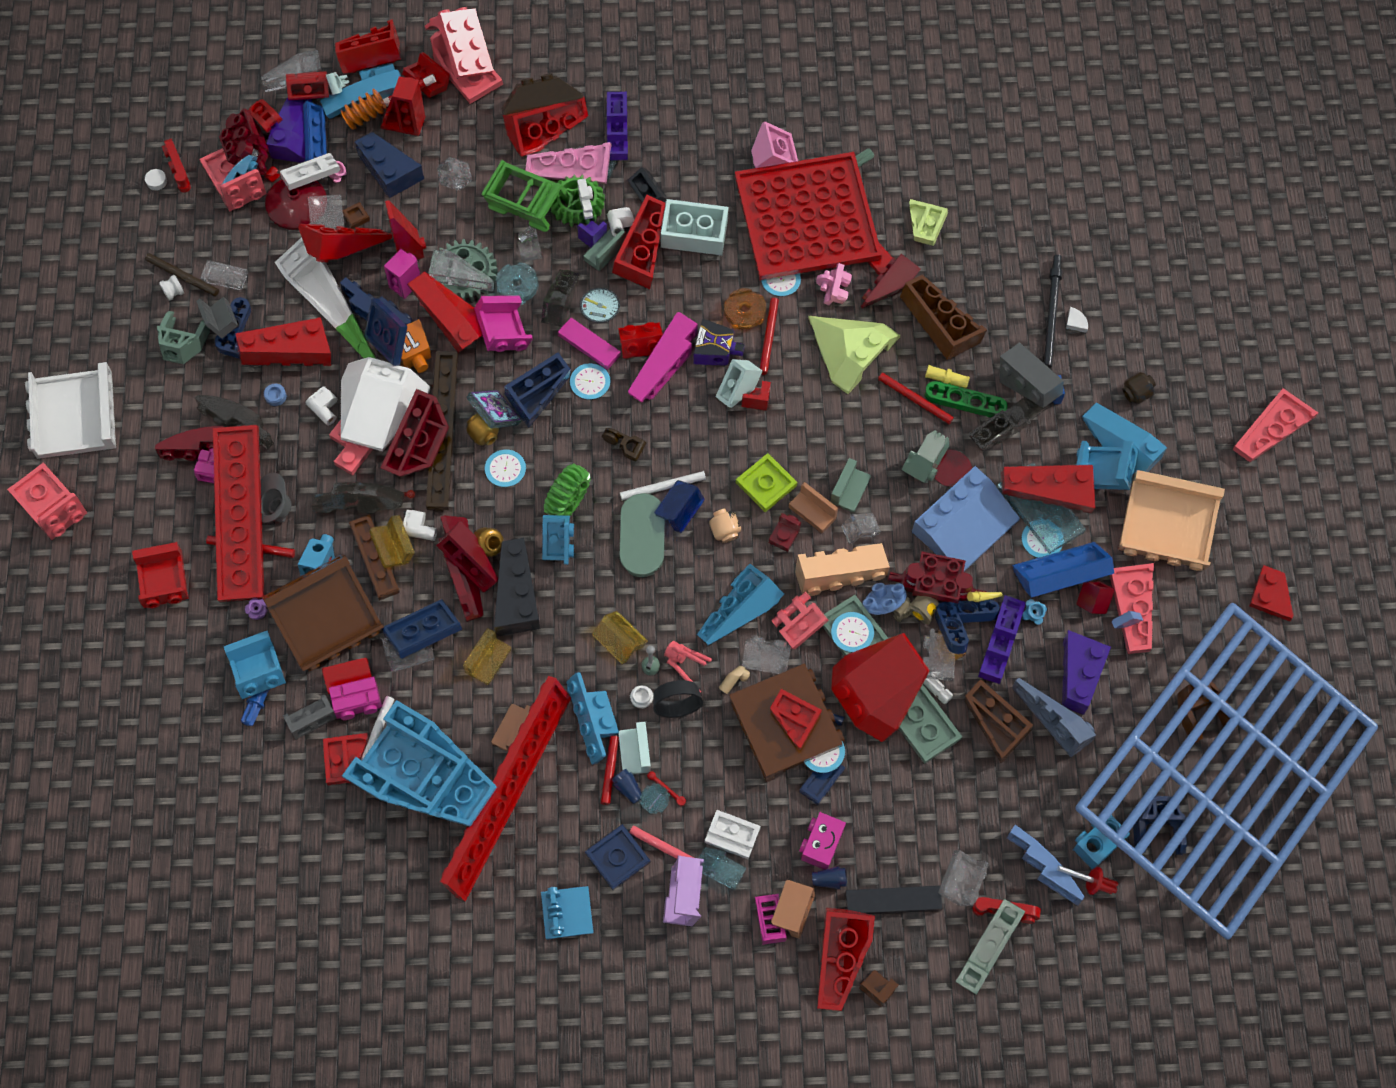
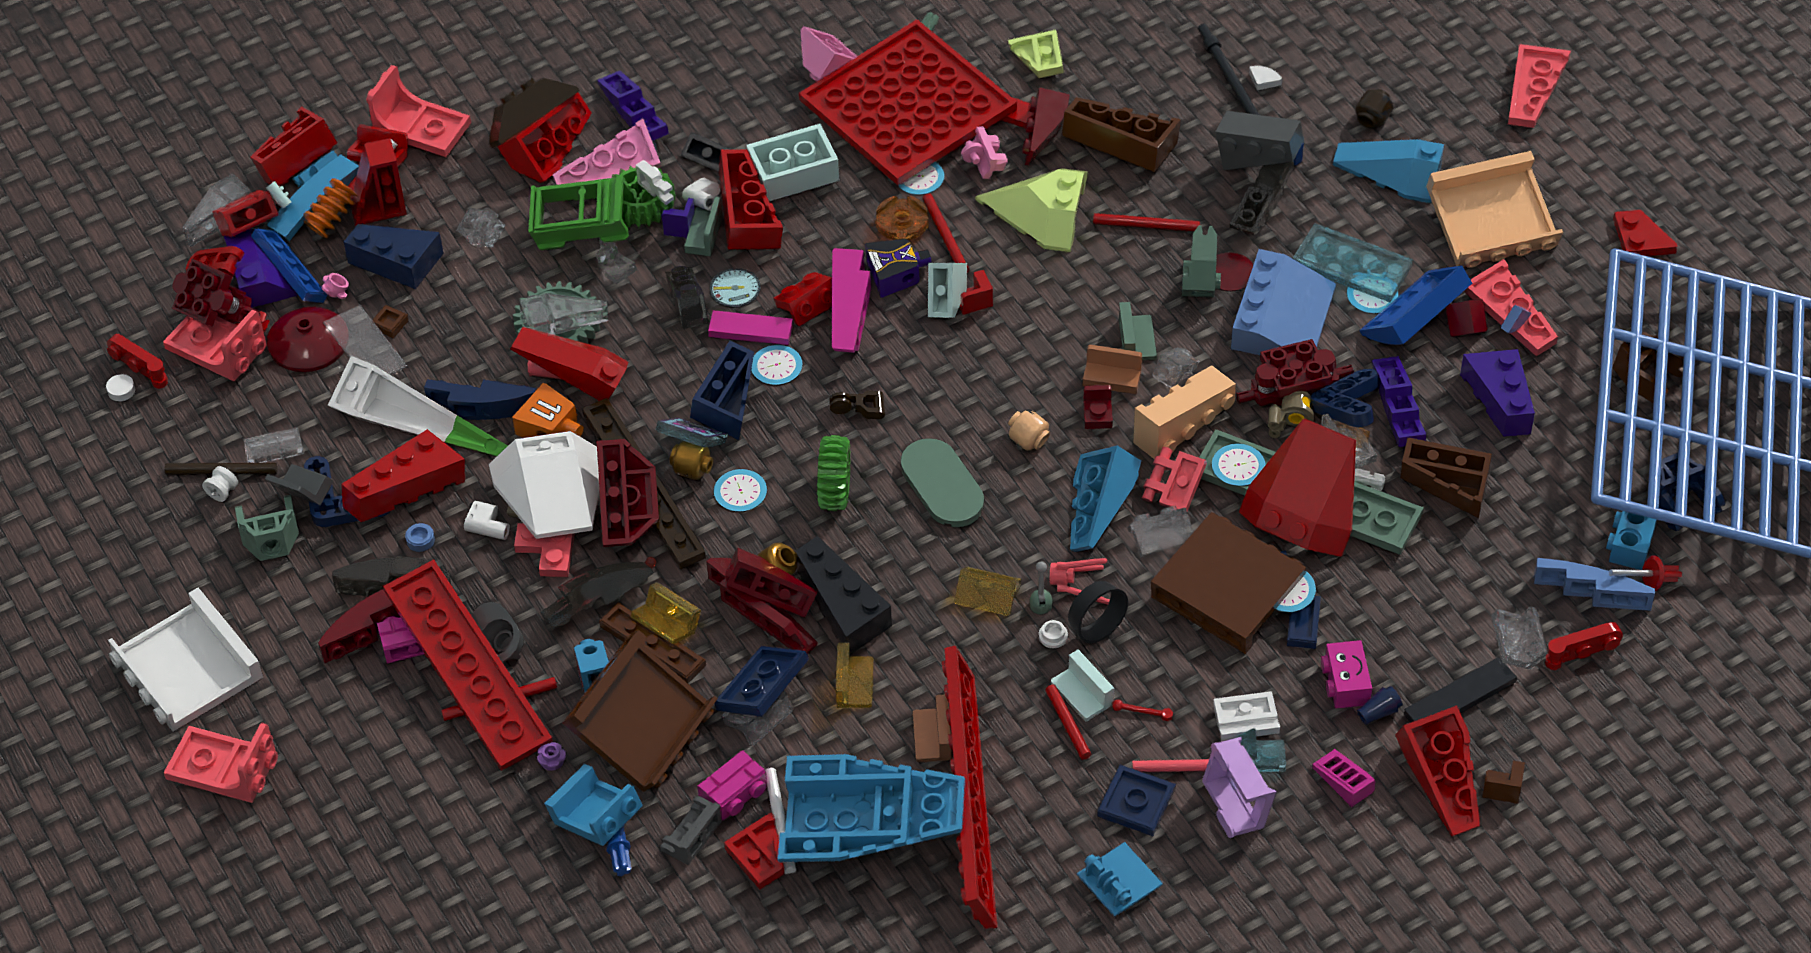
camera: 25 degrees left, 15 degrees down
(160, 575) = (412, 774): red panel -> none
(244, 166) = (233, 317): dark azure slope -> none
(309, 171) = (311, 293): white hinge -> none
(336, 243) = (394, 347): red wedge -> none
(346, 672) = (701, 767): red slope -> none
(385, 331) = (518, 405): dark blue tile -> none
(400, 271) = (492, 347): dark pink brick -> none
(404, 233) = (464, 306): red wedge -> none
(414, 526) = (677, 584): white piece -> none
(463, 41) = (405, 87): bracket -> none
(501, 323) = (639, 349): dark pink panel -> none
(518, 272) = (628, 316): clear light blue plate -> none
(556, 538) = (854, 522): dark azure bracket -> none
(593, 715) = (1013, 679): dark azure bracket -> none
(627, 785) = (1099, 724): dark blue cone -> none
(654, 798) = (1139, 720): clear light blue gear -> none
(663, 485) = (932, 425): white bar -> none
(680, 505) = (965, 432): clear blue panel -> none
(732, 677) = (1143, 563): tan arm -> none
(766, 482) = (1043, 370): lime plate -> none
(793, 907) = (1362, 749): nougat panel -> none
(795, 716) = (1238, 562): red wing -> none
(884, 598) = (1251, 417): medium blue dish -> none
(947, 376) = (1166, 186): light yellow pin -> none
(966, 396) = (1199, 196): green beam -> none
(982, 596) = (1348, 370): light yellow helmet -> none
(990, 946) = (1591, 681): sand green slope -> none
(1038, 607) = (1414, 360): dark azure plate -> none
(1058, 485) = (1354, 227): red wedge -> none
(1062, 723) = (1510, 446): sand blue wedge -> none
(1111, 465) = (1393, 192): dark azure panel -> none

